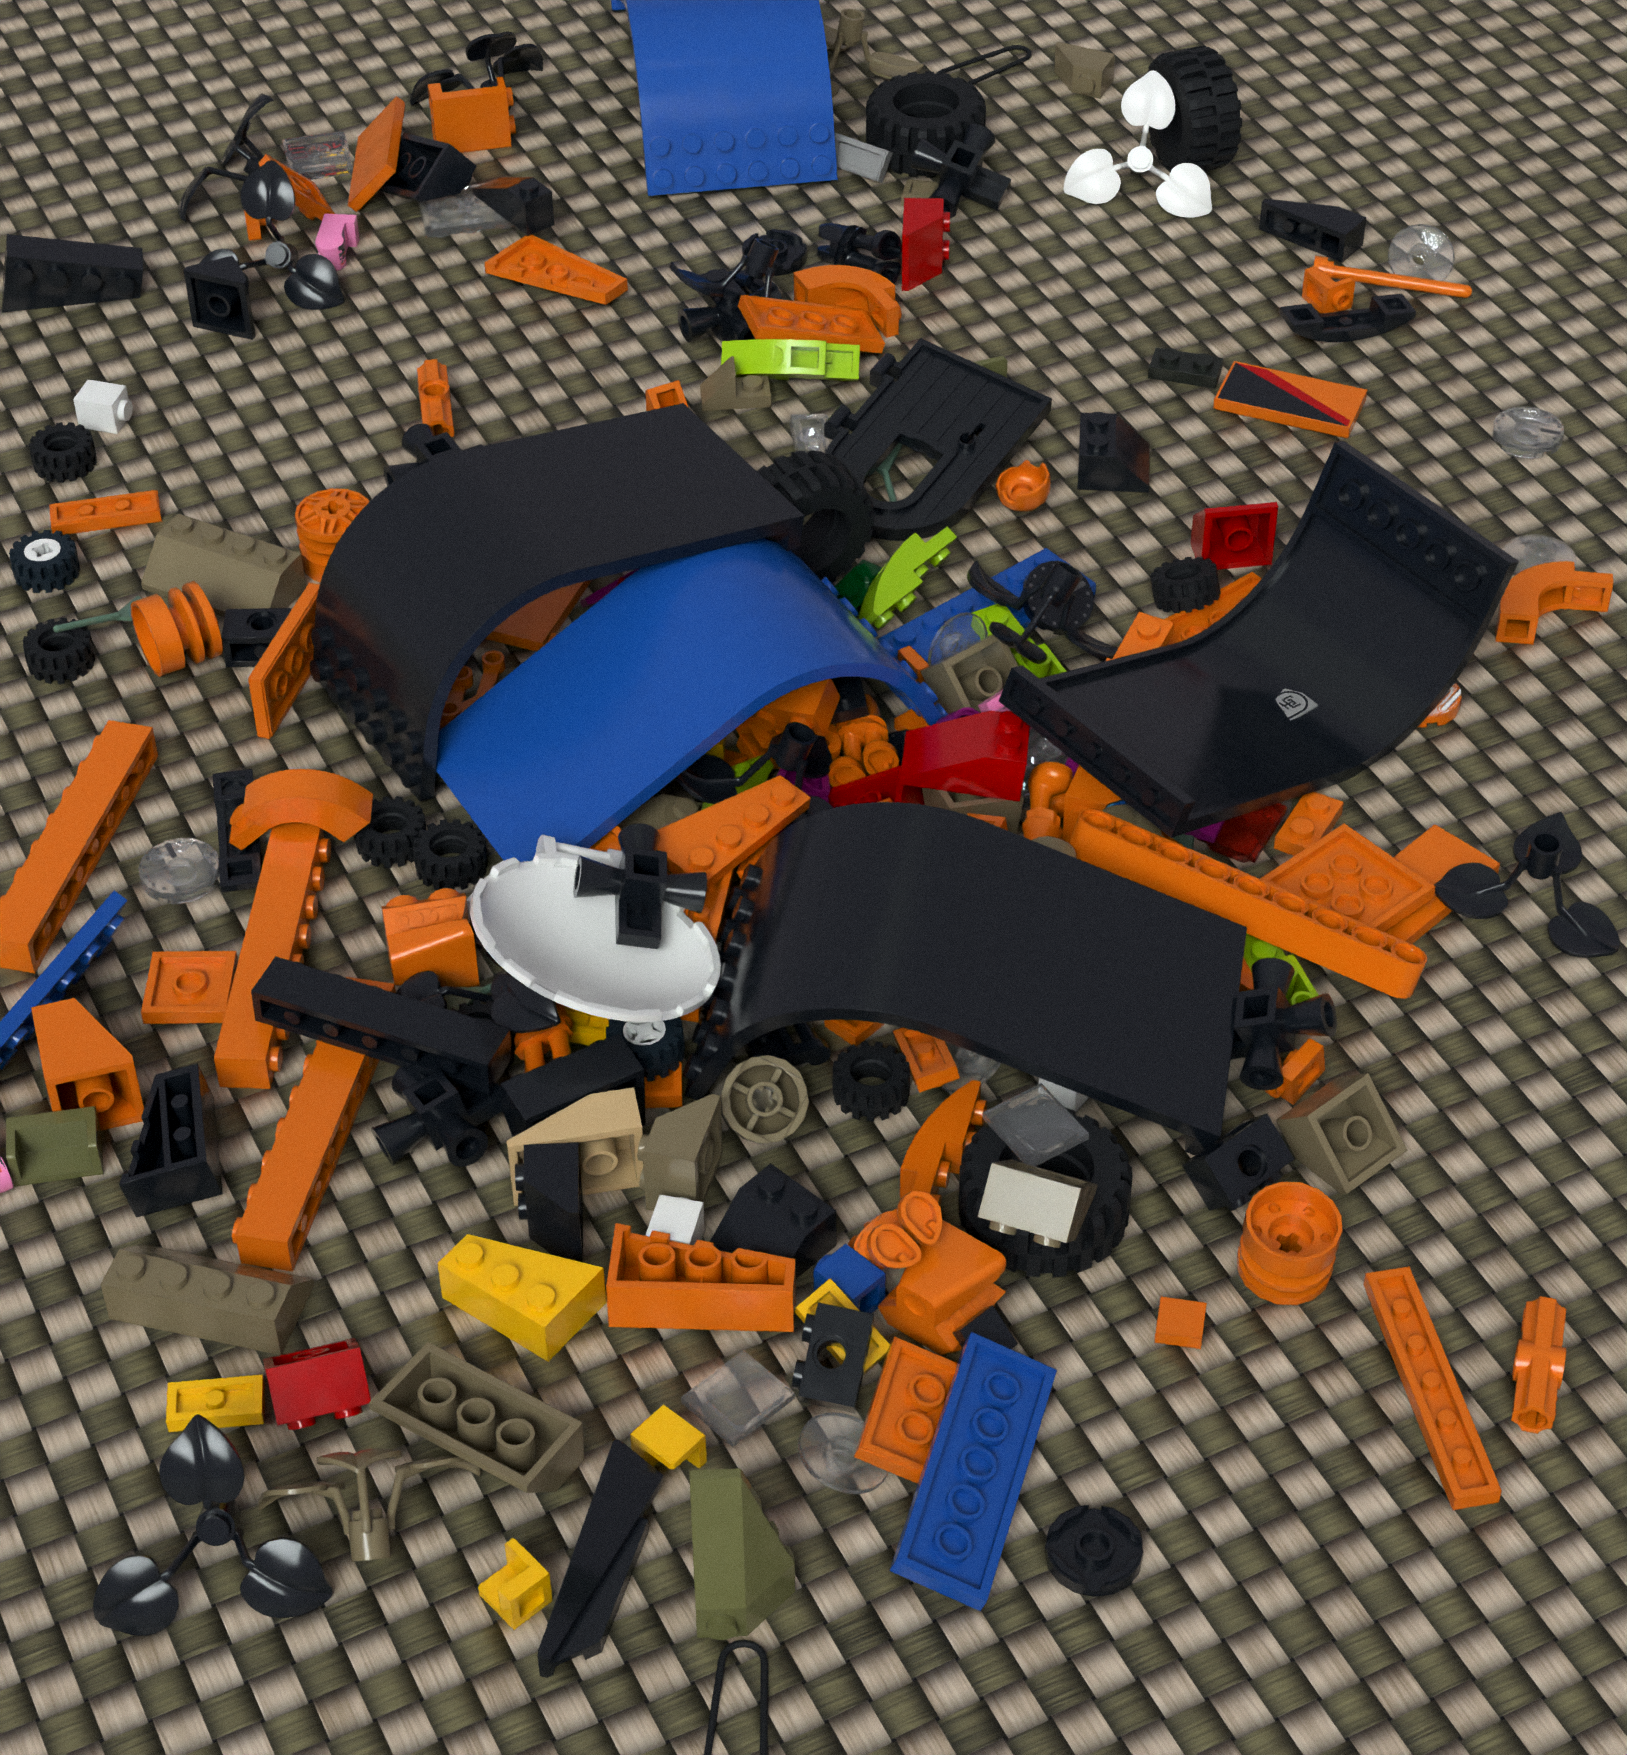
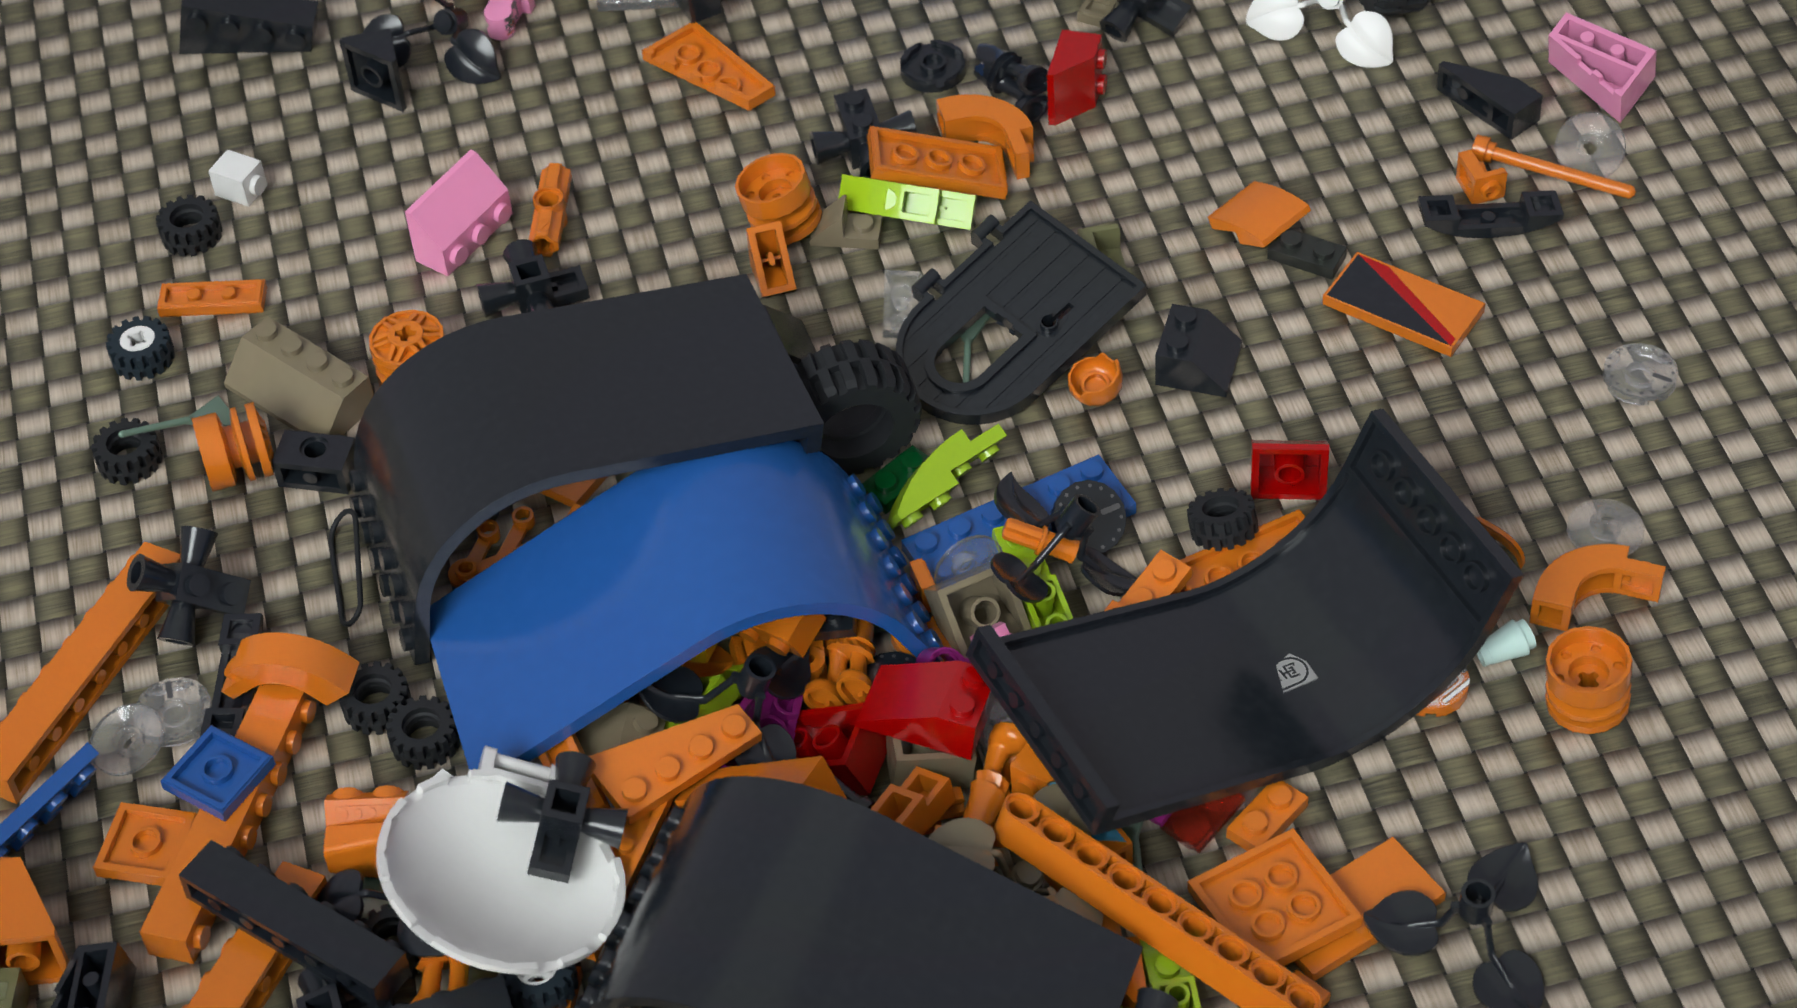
camera: 15 degrees right, 5 degrees up
(151, 894) = (119, 731): none -> clear dish
(168, 751) = (188, 585): none -> black brick
(254, 907) = (218, 773): none -> blue tile
(284, 665) = (312, 510): orange tile -> none
(338, 717) = (358, 567): none -> black piece
(345, 412) = (457, 214): none -> bright pink slope
(664, 355) = (778, 190): none -> orange wheel
(757, 263) = (892, 96): black plant -> none
(1023, 613) = (1038, 538): none -> orange axle
(1131, 339) = (1259, 214): none -> orange slope
(1408, 187) = (1602, 63): none -> bright pink wedge
(1490, 654) = (1507, 643): none -> light aqua cone
(1575, 671) = (1588, 679): none -> orange wheel

